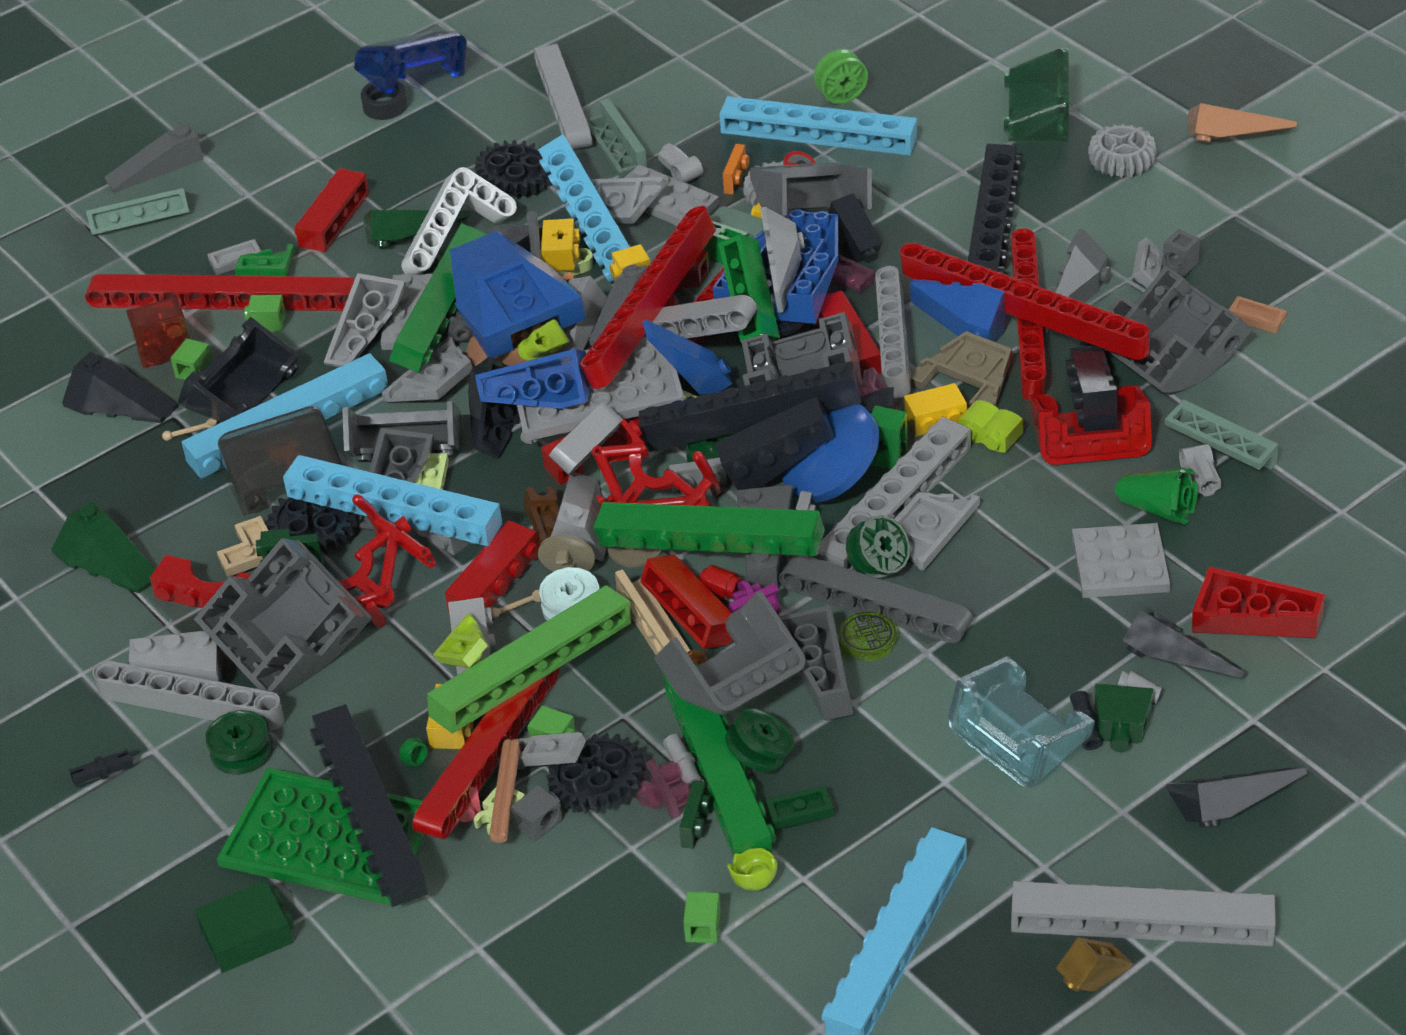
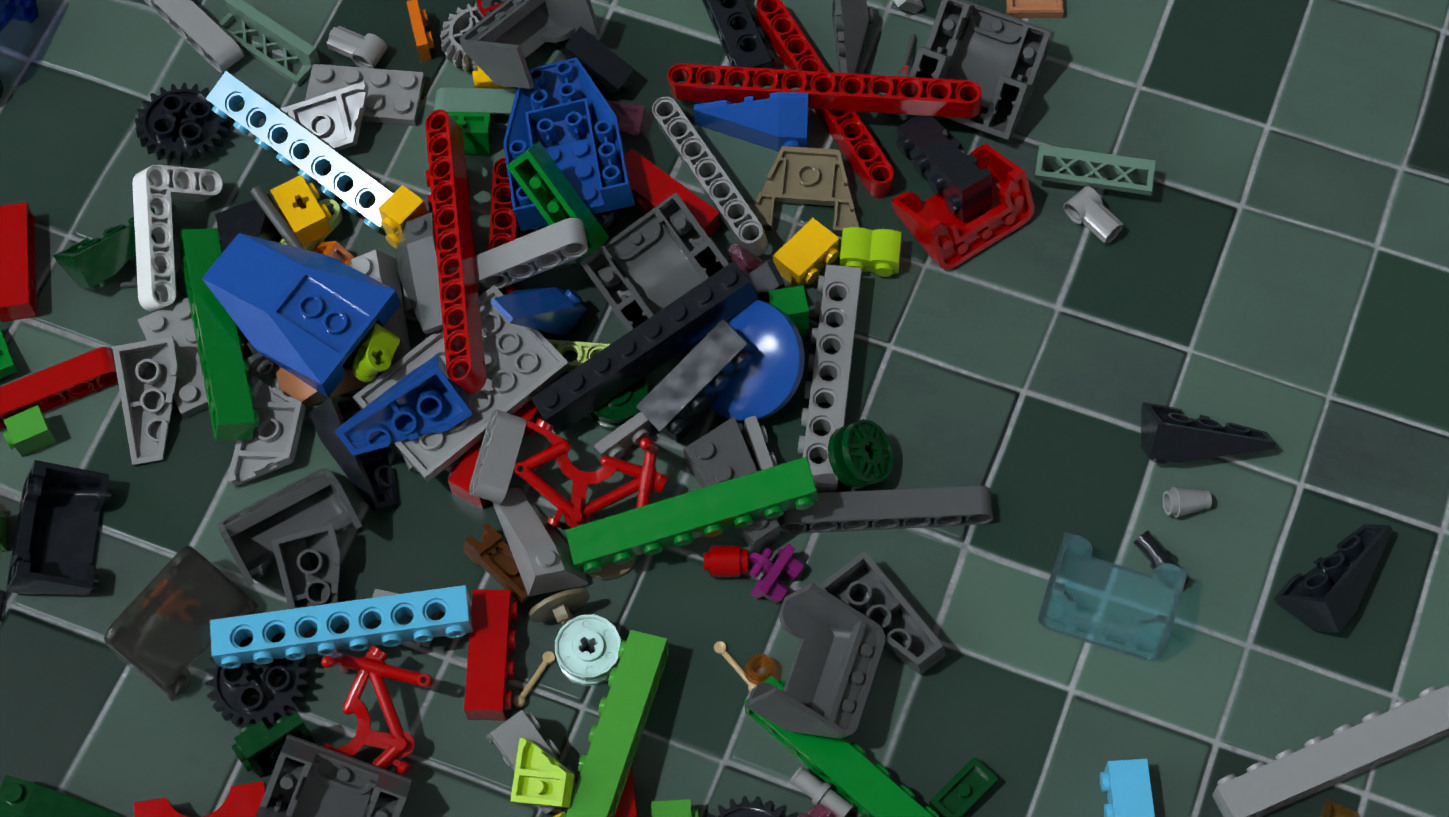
camera: 30 degrees left, 20 degrees up
(167, 435) = (58, 600): tan hinge -> none
(243, 555) = (216, 739): tan plate -> none
(330, 392) = (140, 554): medium azure brick -> none
(434, 471) = (353, 573): yellowish green plate -> none
(647, 613) = (686, 638): tan fence -> none
(687, 600) = (712, 600): red brick -> none
(759, 740) = (887, 739): dark green wheel -> none
(783, 252) = (558, 134): light grey wedge -> none
(867, 635) = (903, 554): clear neon green tile -> none
(932, 522) = (882, 393): light grey wing -> none
(1120, 560) = (1080, 355): light grey plate -> none
(1122, 714) = (1192, 539): dark green torso -> none
(1161, 493) = (1077, 265): green cone -> none
(1255, 607) = (1238, 360): red wedge -> none

